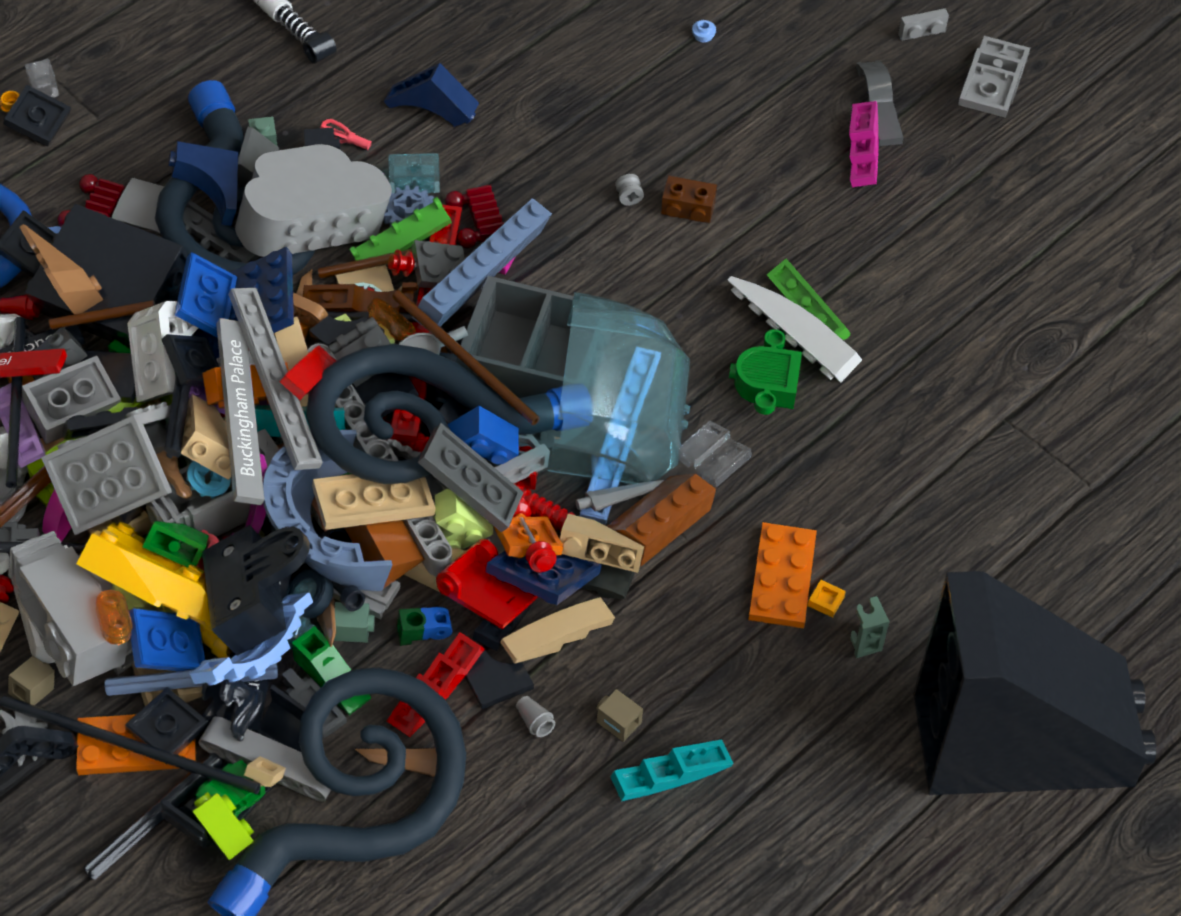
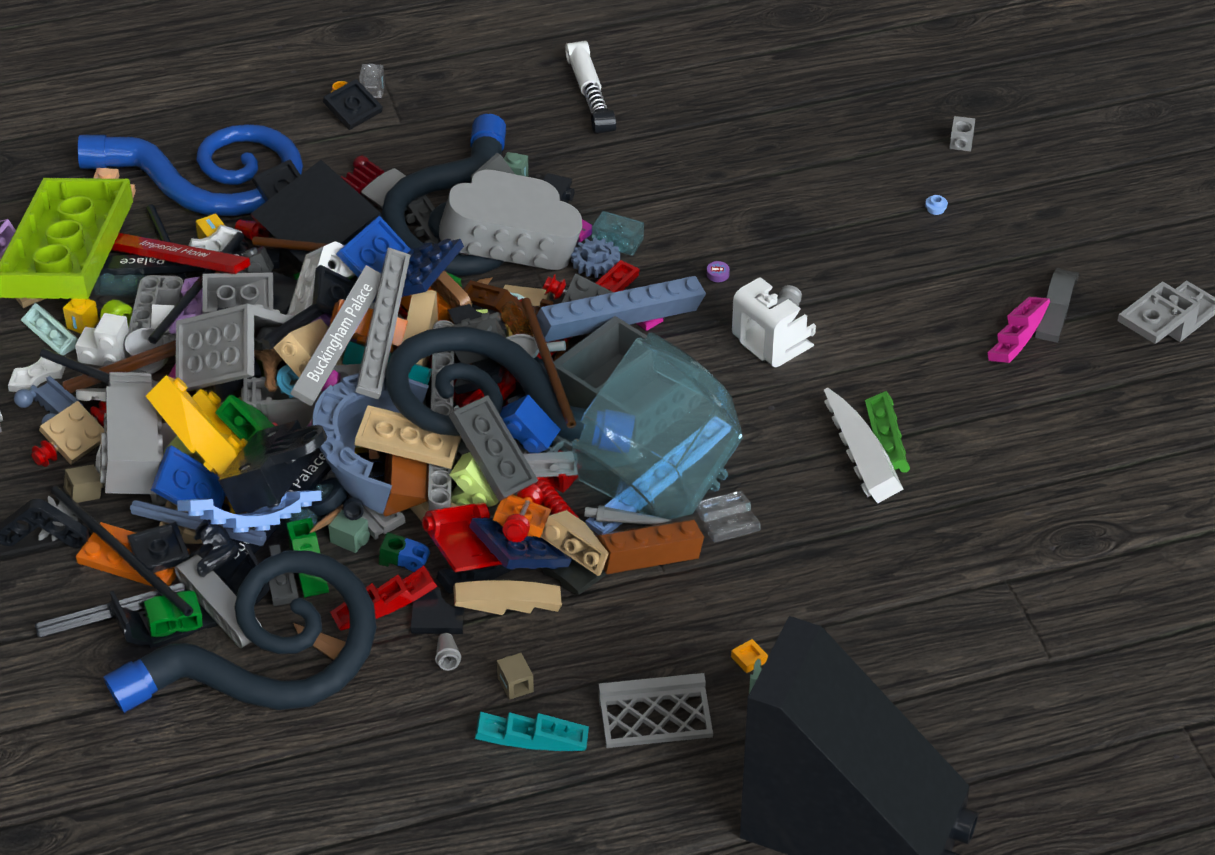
camera: 30 degrees right, 10 degrees down
(68, 278) = (278, 207): medium nougat wedge -> none
(113, 614) = (152, 445): clear orange plate -> none
(211, 171) = (442, 171): dark blue arch -> none
(222, 825) = (145, 625): lime brick -> none
(264, 771) = (203, 603): tan plate -> none
(307, 372) = (408, 325): red slope -> none
(350, 137) = (585, 192): coral piece -> none
(356, 265) = (522, 282): reddish brown bar -> none
(402, 234) = (590, 268): bright green hinge -> none
(437, 92) = (673, 180): dark blue arch -> none
(483, 212) = (658, 270): dark red gear -> none
(538, 181) = (718, 271): none -> medium lavender tile
(633, 235) = (768, 330): none -> white piece
(692, 201) = (835, 322): reddish brown brick -> none
(759, 676) = (649, 691): none -> light grey fence
(768, 374) = (814, 472): green piece -> none
(782, 575) = (725, 626): orange plate -> none
(923, 24) = (1136, 256): light grey plate -> none

